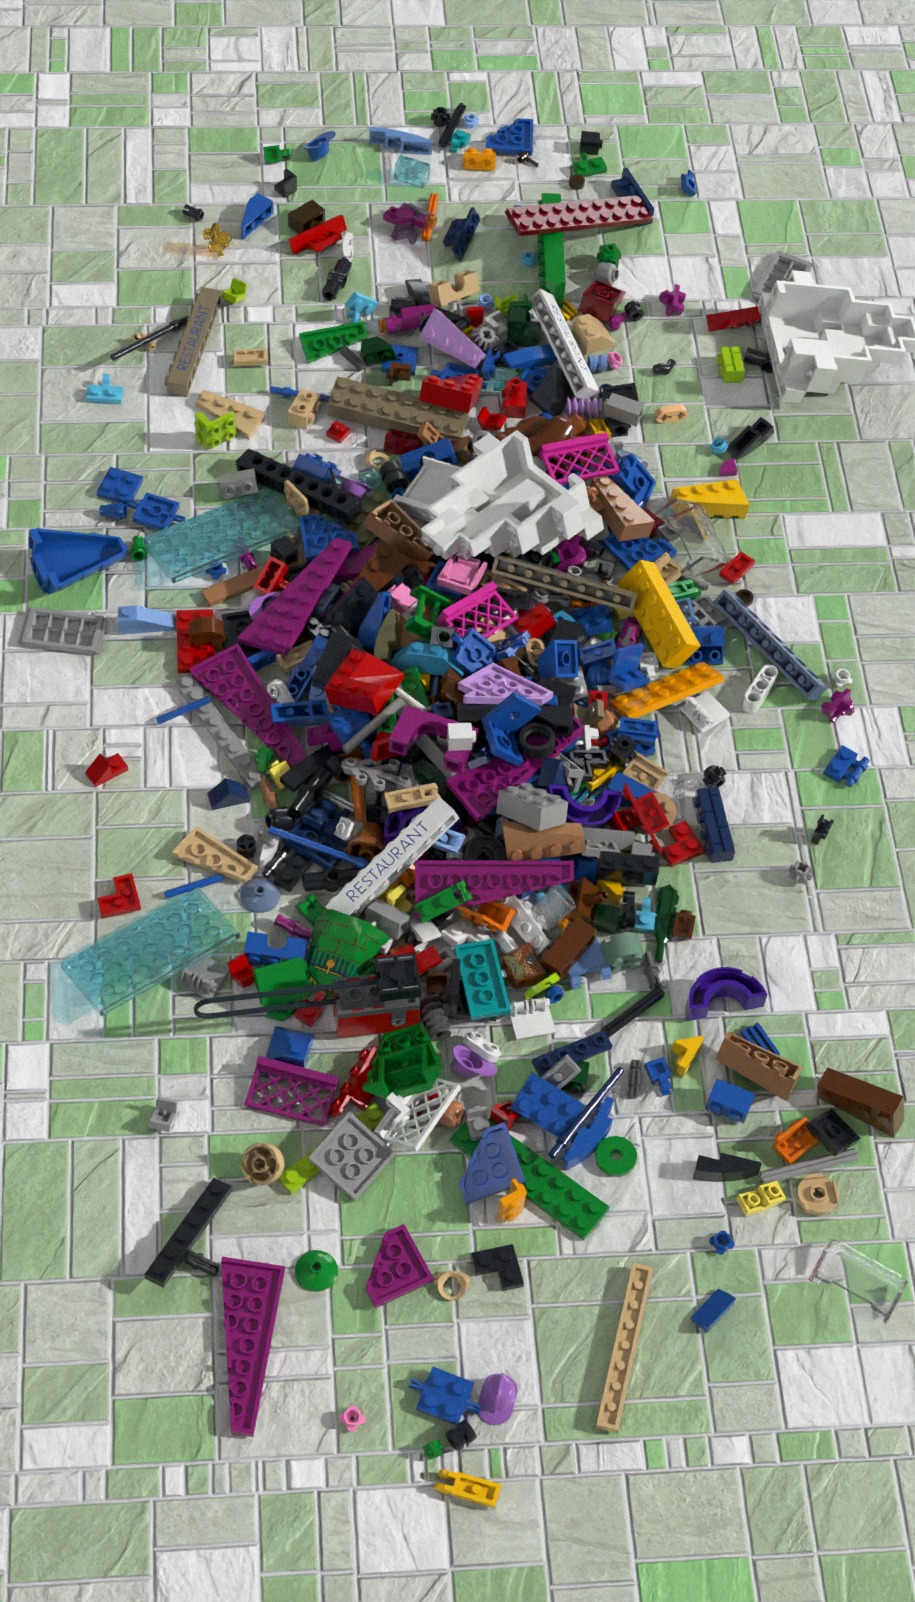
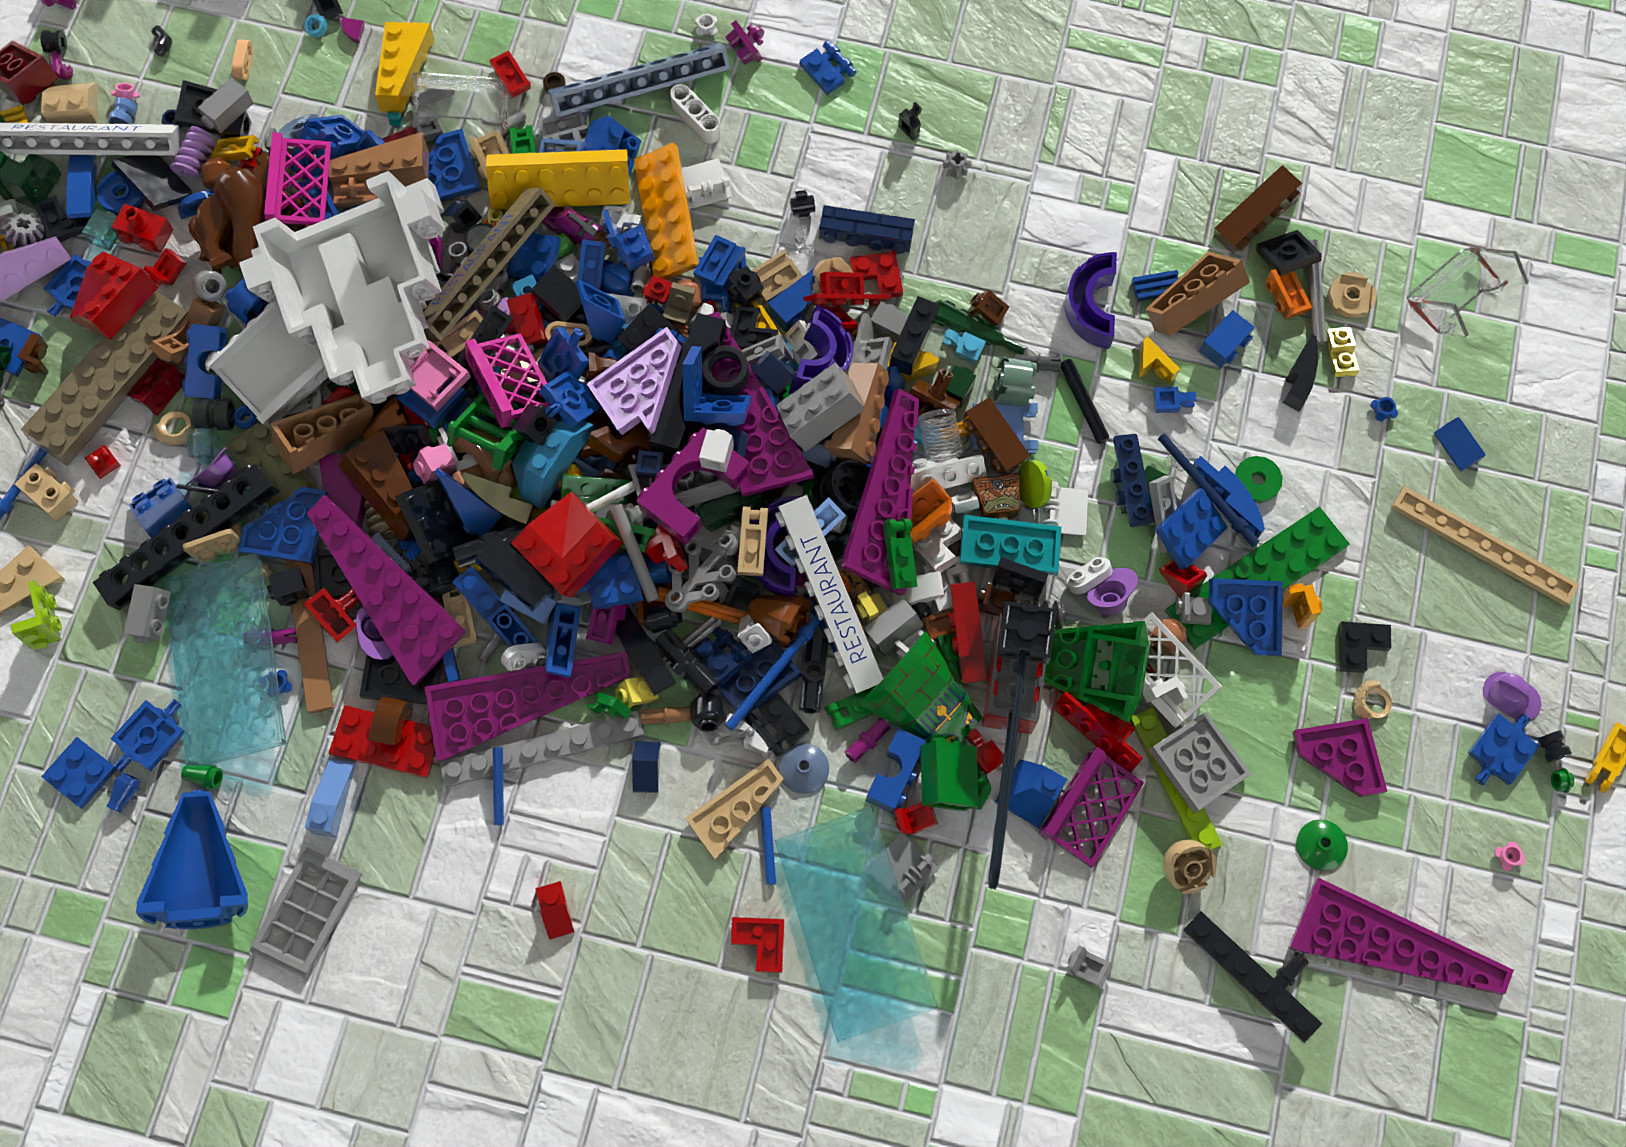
camera: 70 degrees left, 15 degrees up
(249, 842) = (732, 759): black wheel -> none
(488, 366) = (75, 241): blue plate -> none
(628, 910) = (959, 354): black plate -> none
(634, 1078) = (1168, 427): dark grey axle -> none

